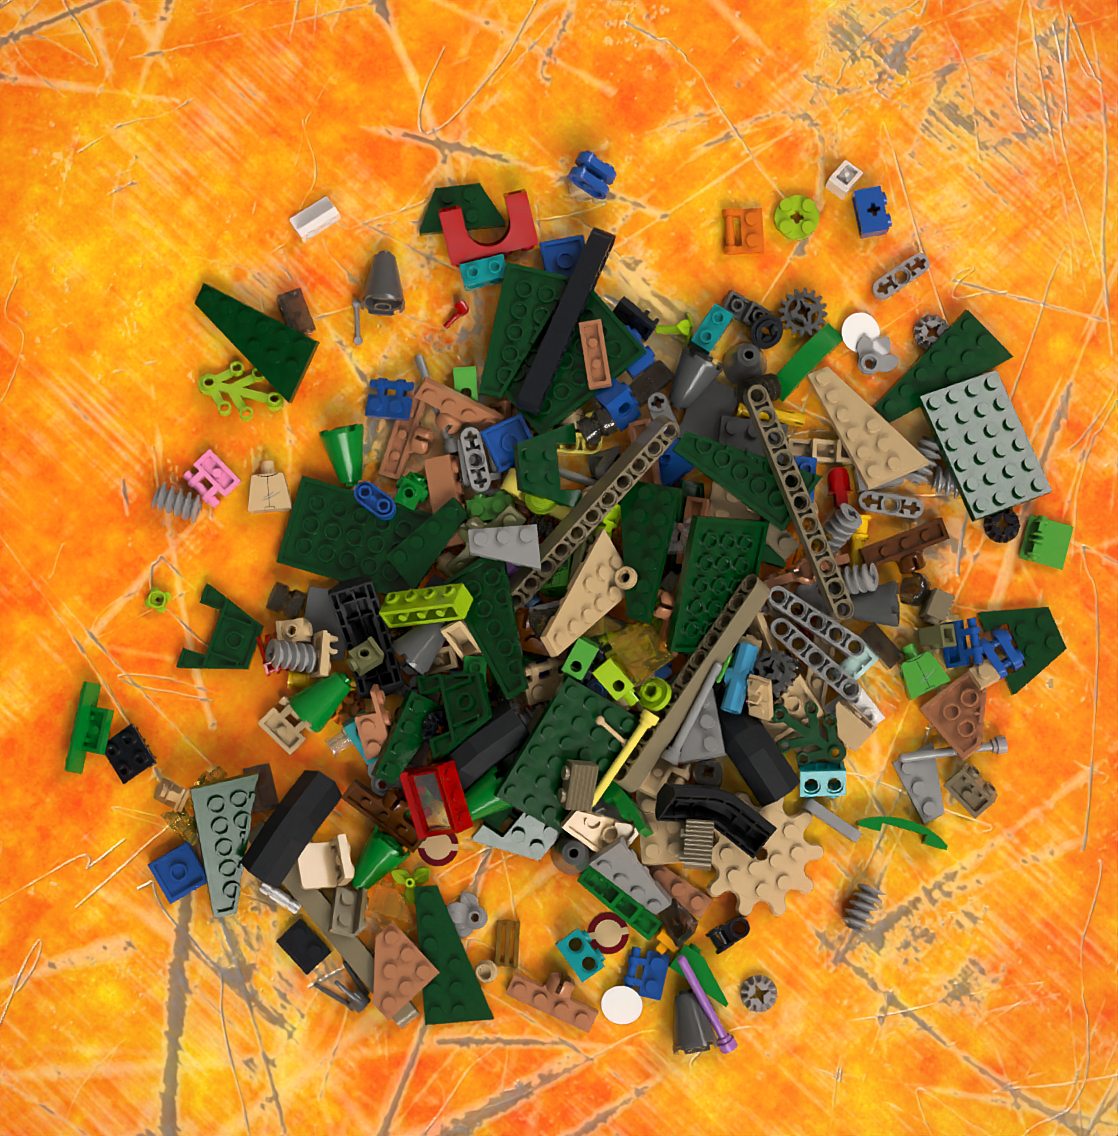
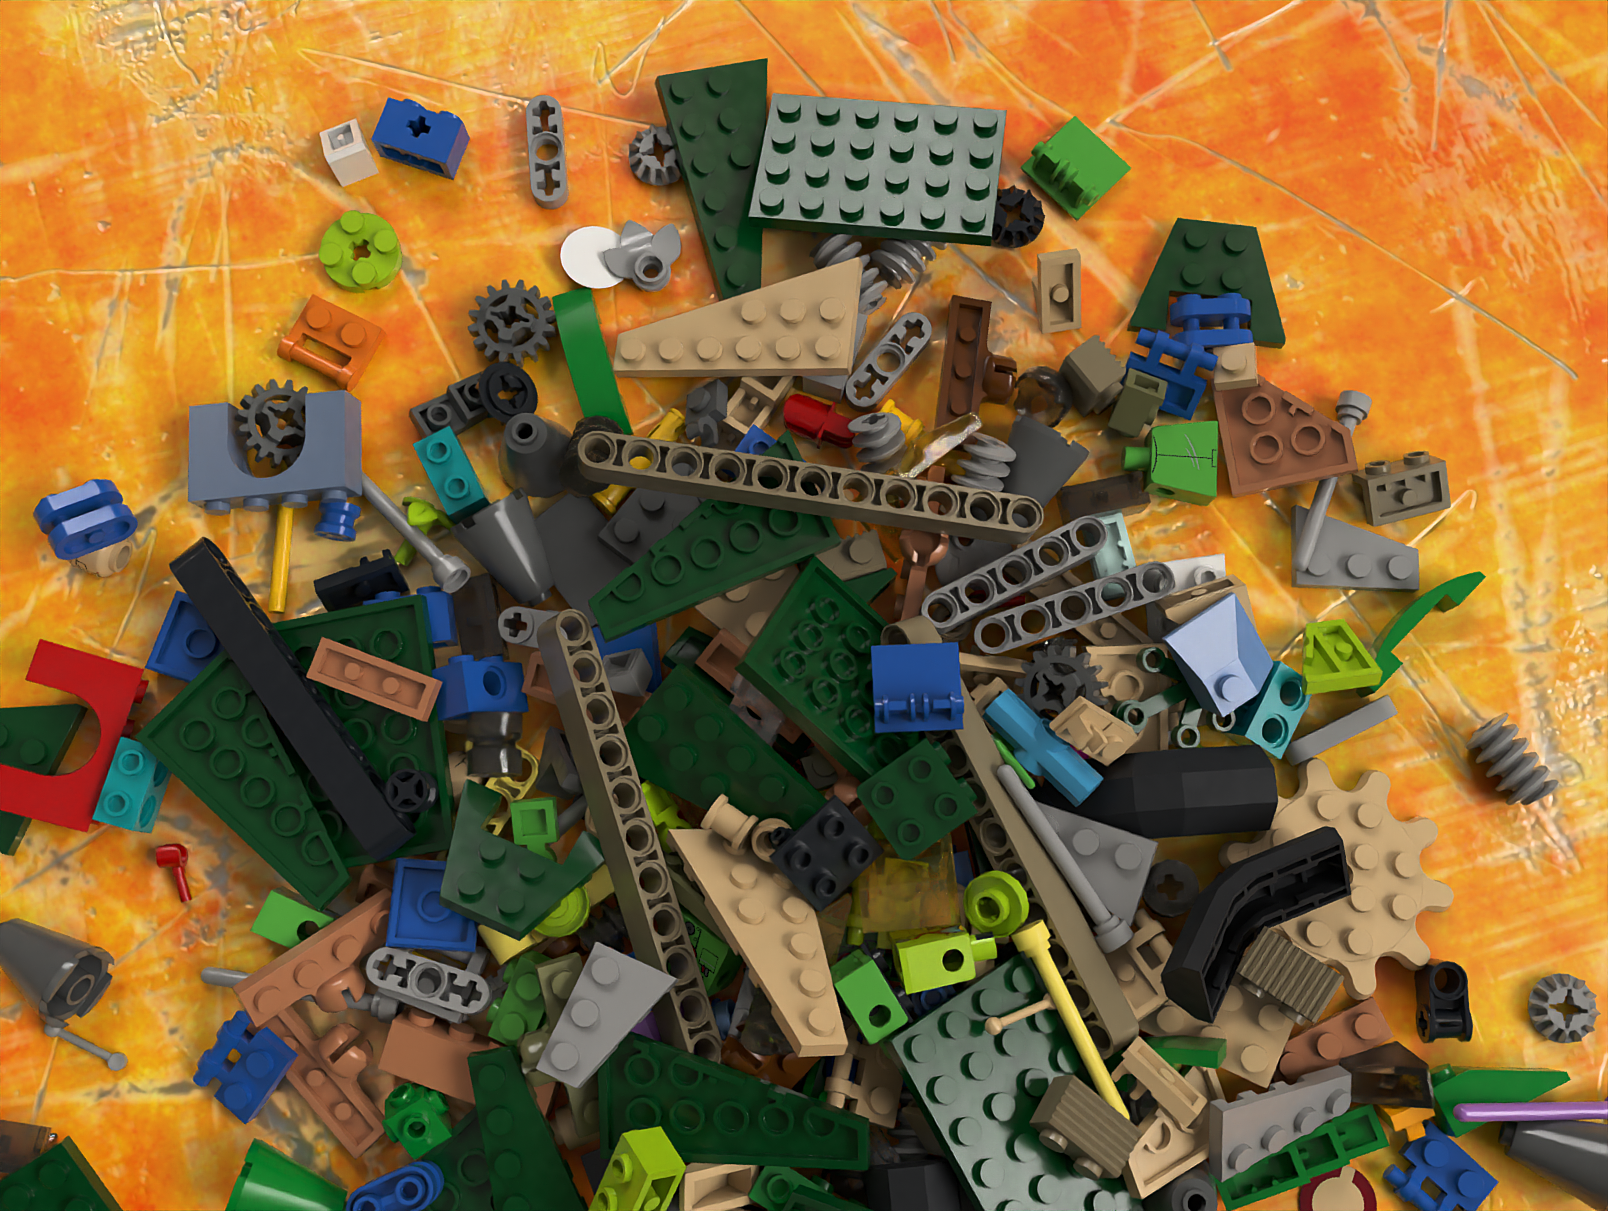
camera: 60 degrees left, 5 degrees down
(554, 397) = (402, 787): none -> black wheel
(571, 466) = (536, 824): none -> bright green plate
(618, 809) = (1173, 1093): none -> tan plate
(622, 553) = (729, 822): none -> tan bush
(631, 269) = (281, 557): none -> yellow bar
(633, 603) = (824, 852): none -> black hinge
(658, 288) = (337, 521): none -> blue wheel
(664, 356) = (447, 570): none -> light grey piece
(665, 467) = (628, 672): none -> light grey slope
(678, 269) = (324, 471): none -> sand blue arch
(681, 631) = (917, 799): none -> dark green bracket
(696, 240) = (266, 414): none -> dark grey gear
(732, 603) = (917, 687): none -> blue hinge
(812, 430) = (704, 410): none -> dark grey plate
(832, 739) = (1220, 656): none -> slope
(855, 548) = (934, 444): none -> clear yellow tile
(863, 797) = (1335, 659): none -> lime wing
(973, 568) = (1058, 290): none -> tan slope

